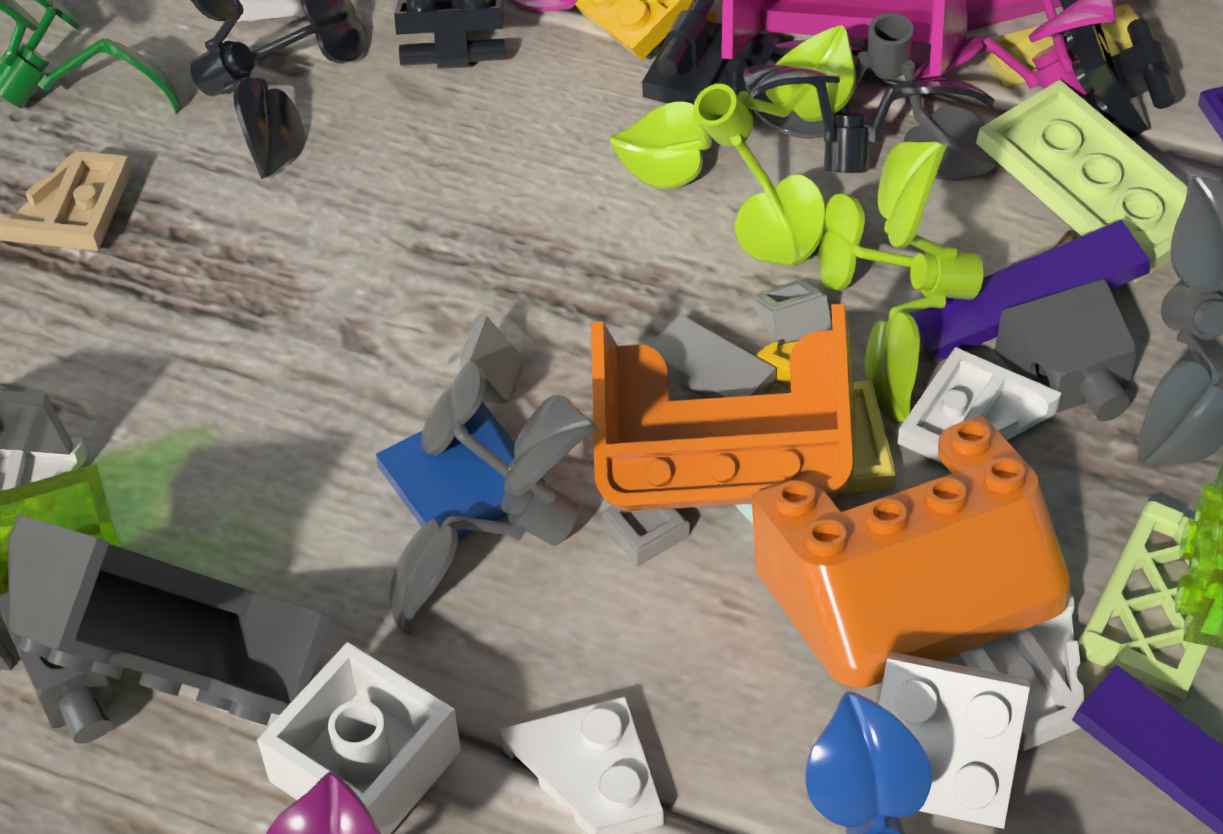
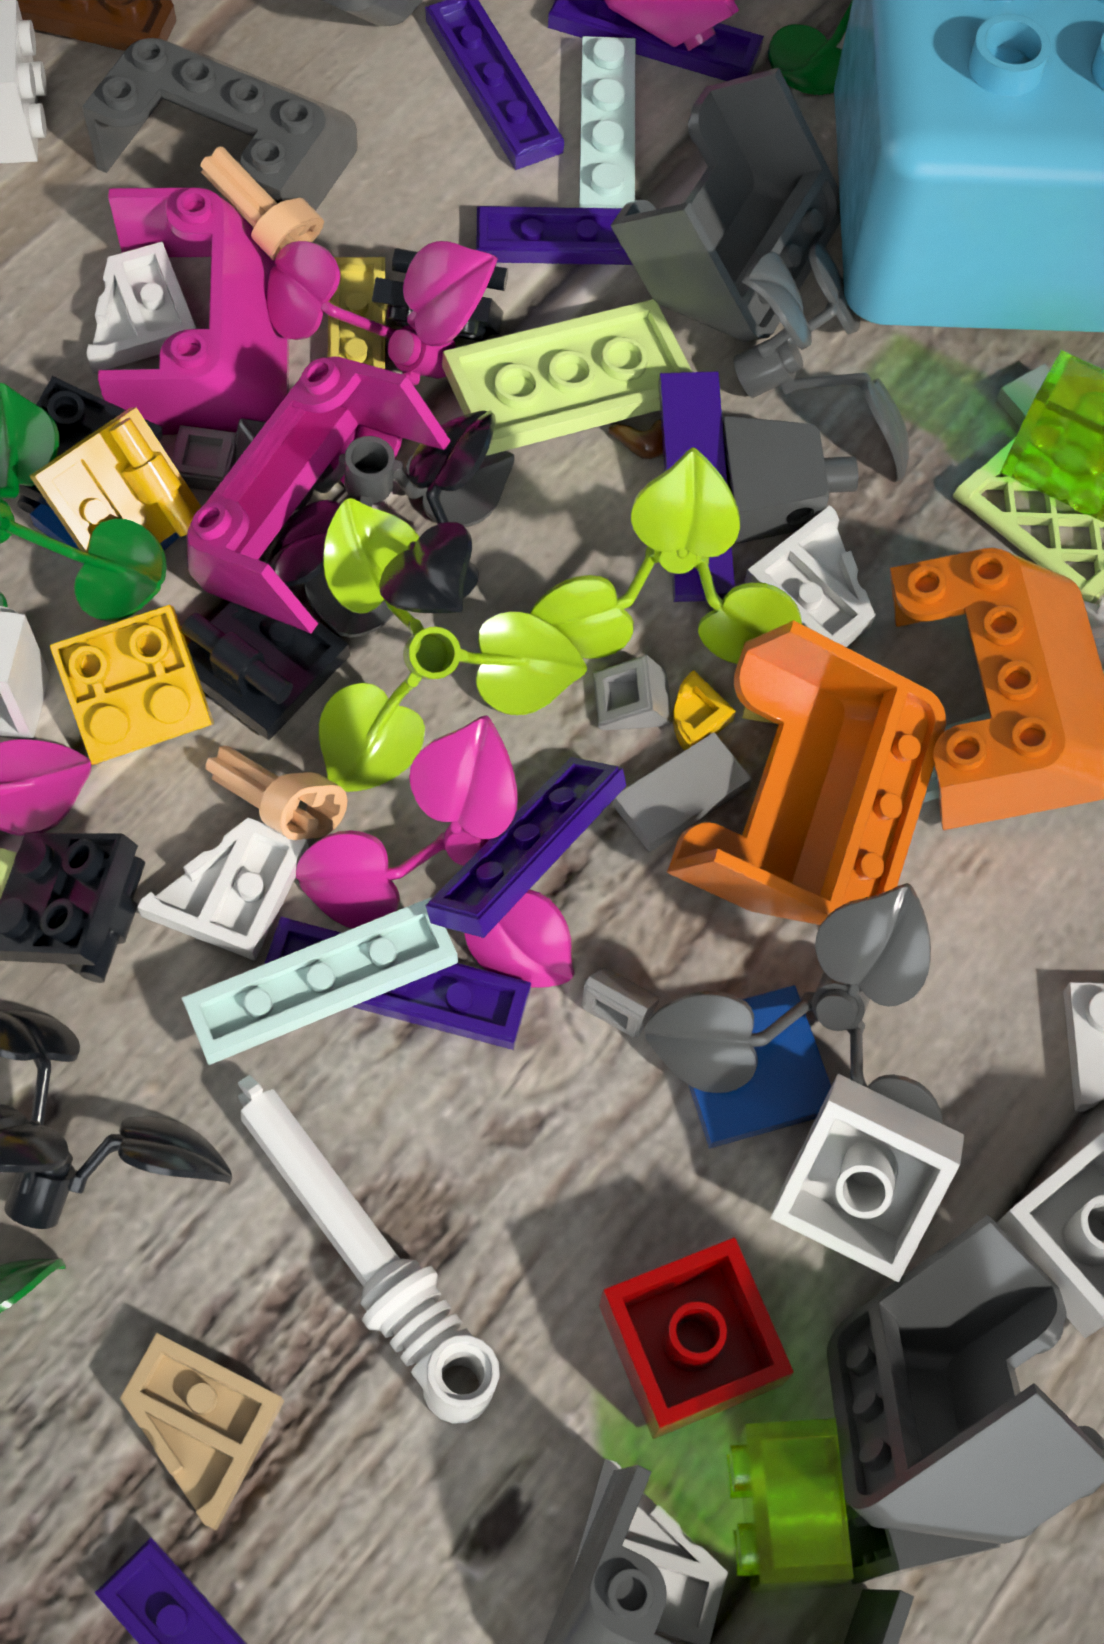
camera: 80 degrees left, 15 degrees up
(187, 283) = (396, 1291): none -> white piece
(190, 464) = (694, 1337): none -> red brick
(359, 540) = (869, 1177): none -> white brick
(432, 164) = (318, 981): none -> light aqua plate
(457, 230) = (450, 1000): none -> dark purple tile
(500, 107) = (231, 890): none -> white wing
(581, 101) = (280, 795): none -> light nougat piece
(593, 222) = (473, 786): none -> dark pink plant
(595, 248) = (531, 844): none -> dark purple tile

